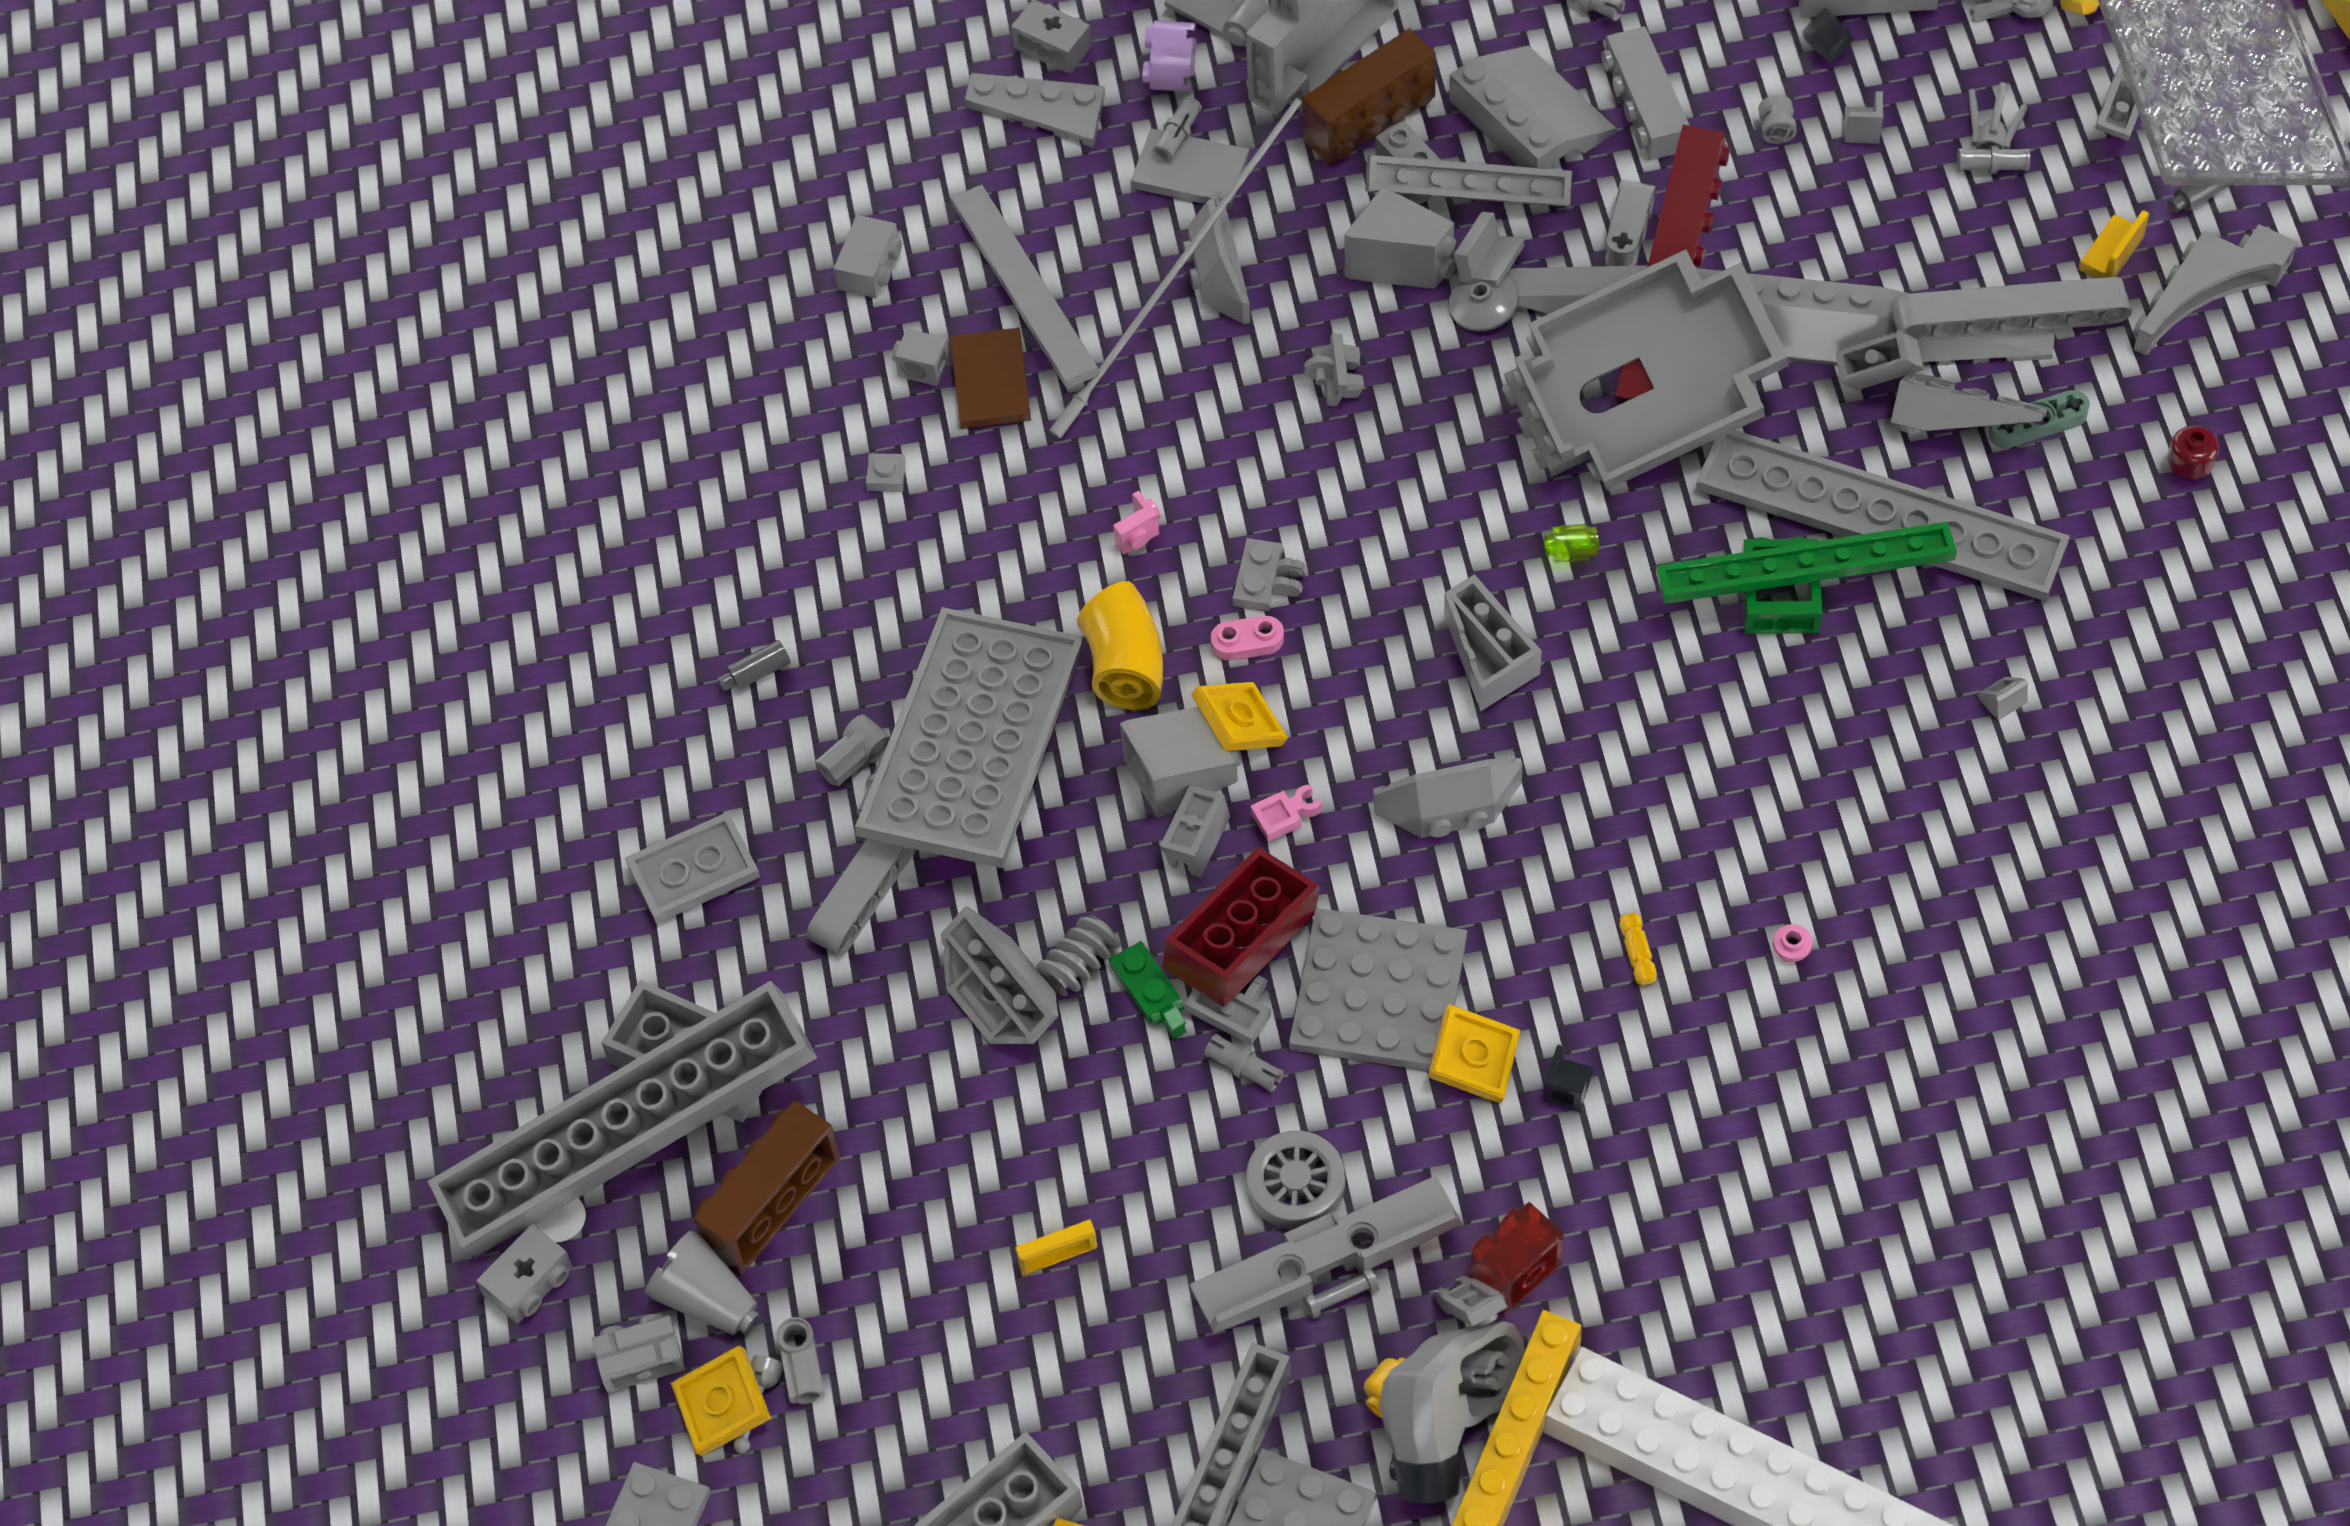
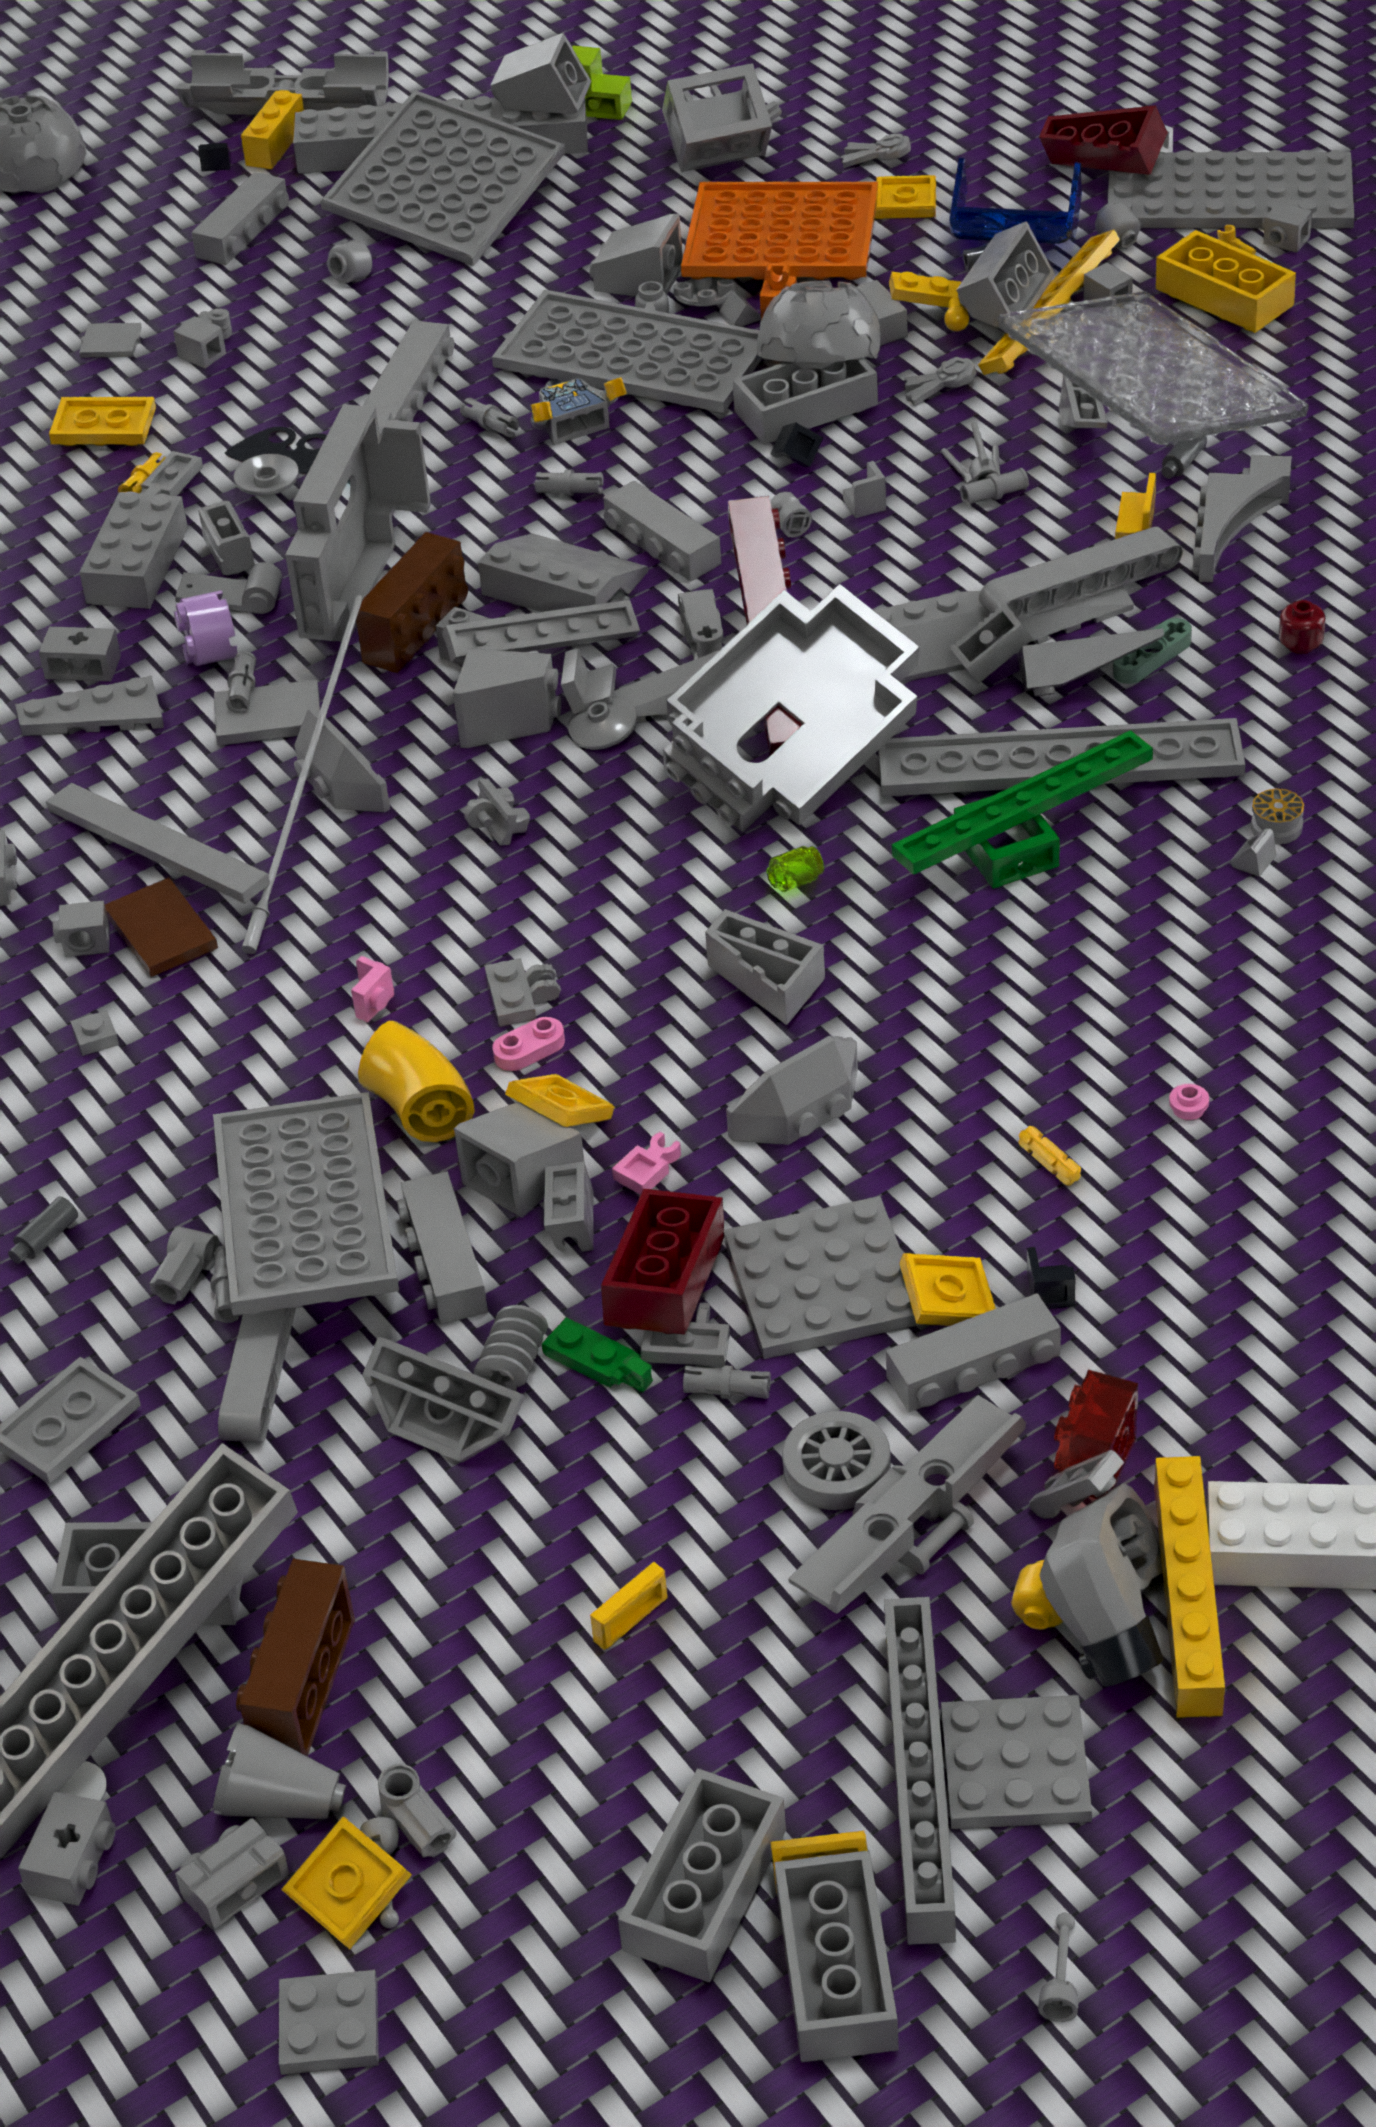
camera: 25 degrees left, 15 degrees down
(1071, 826) = (443, 1248): none -> light grey brick
(1462, 1126) = (973, 1352): none -> light grey brick
(2048, 651) = (1279, 811): none -> light grey wheel

